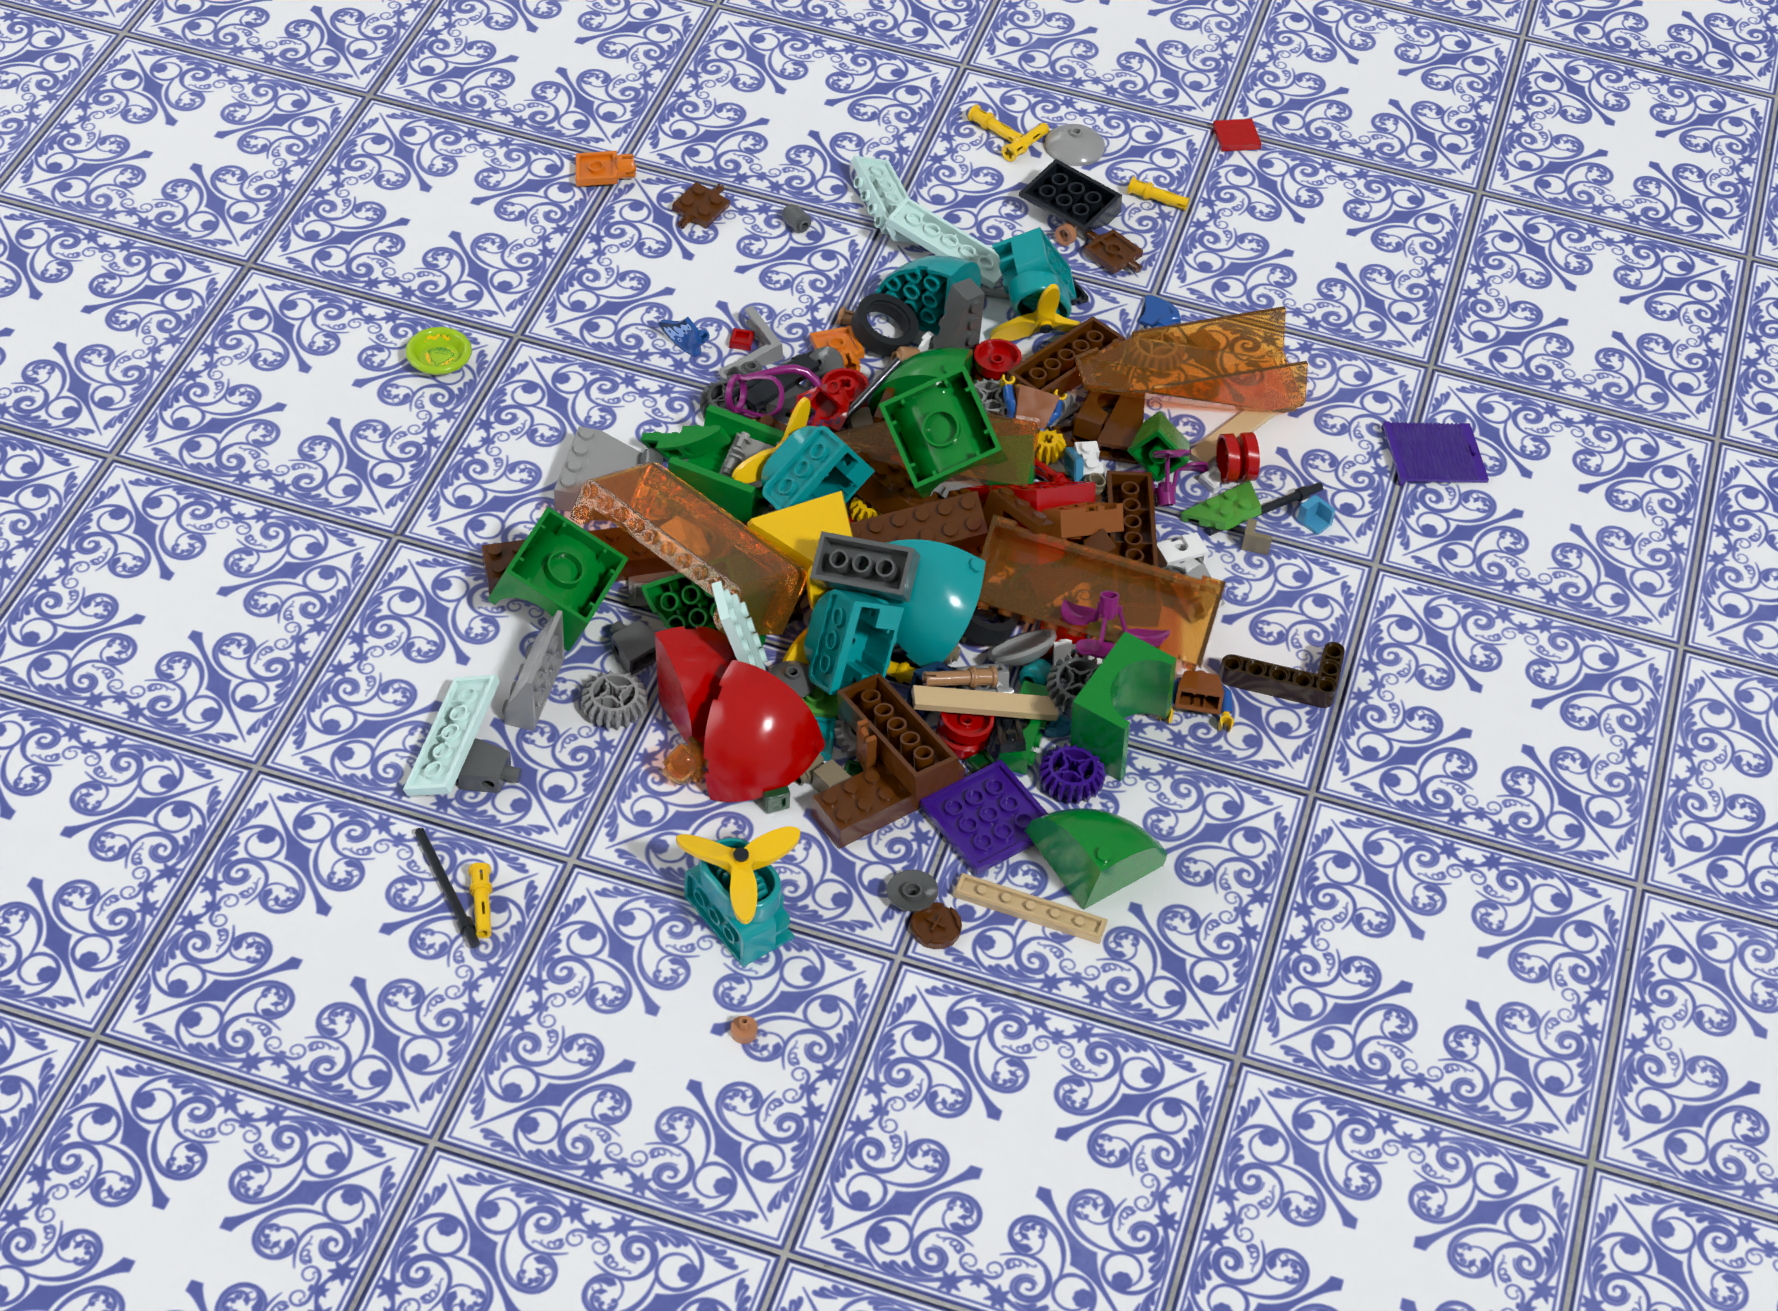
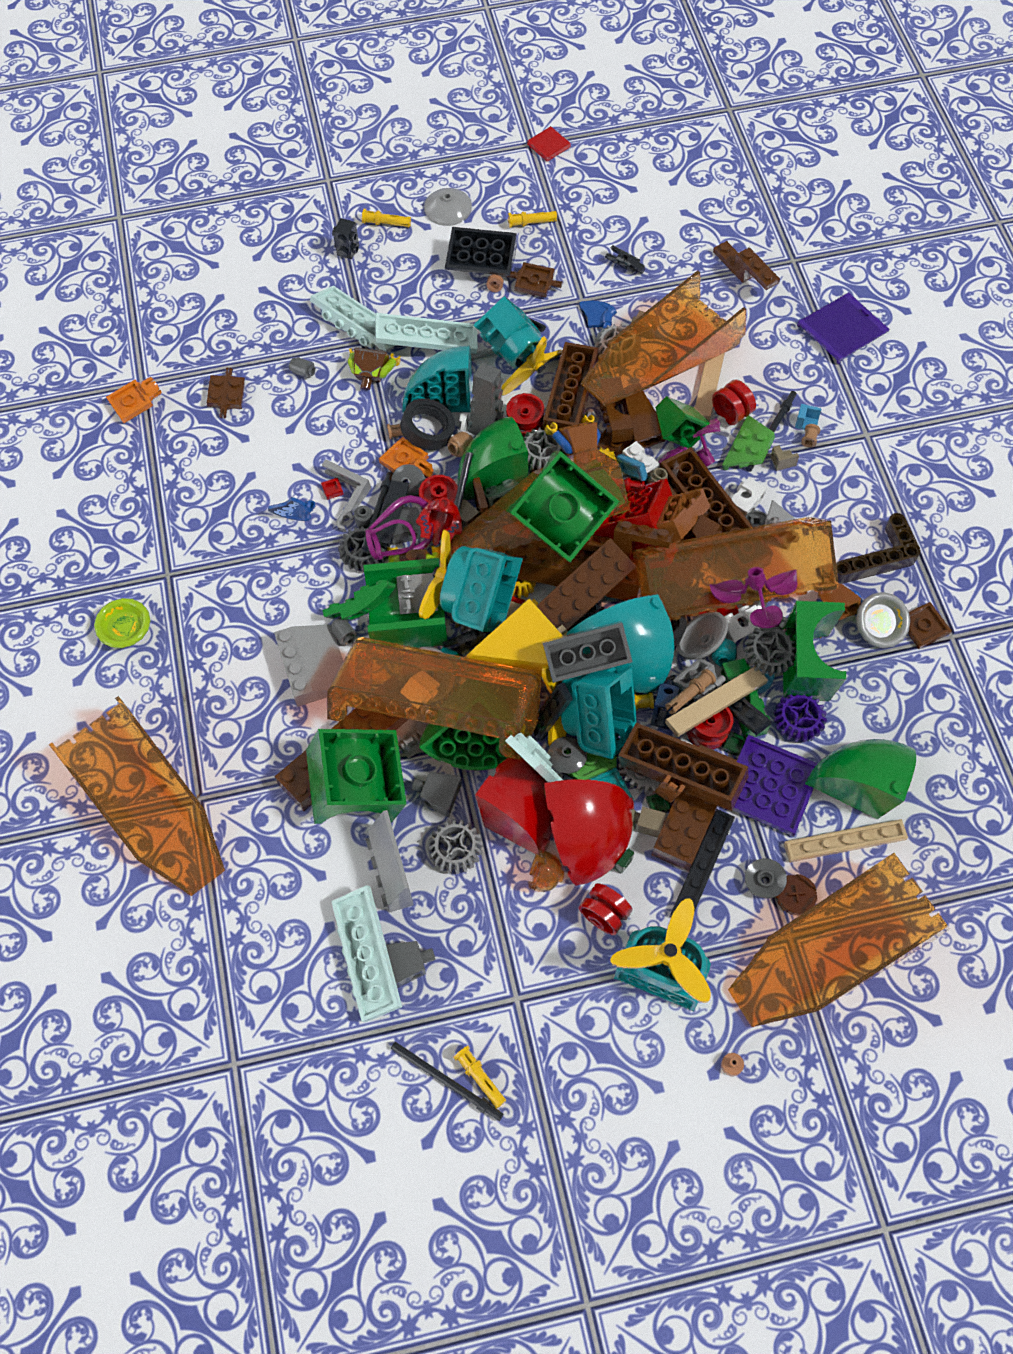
camera: 25 degrees left, 15 degrees up
(341, 502) = (143, 799): none -> clear orange windscreen
(719, 818) = (605, 909): none -> red wheel
(798, 623) = (551, 711): none -> black tile
(855, 850) = (705, 858): none -> black tile
(870, 248) = (370, 365): none -> reddish brown torso
(934, 122) = (346, 238): none -> black brick
(949, 969) = (837, 945): none -> clear orange windscreen
(1020, 144) = (413, 225): yellow pin -> none
(1231, 278) = (632, 263): none -> black hinge
(1238, 732) = (883, 620): none -> light grey piece
(1288, 766) = (927, 625): none -> reddish brown tile
(1308, 530) = (810, 436): none -> medium nougat bush
(1364, 341) = (746, 265): none -> reddish brown bracket

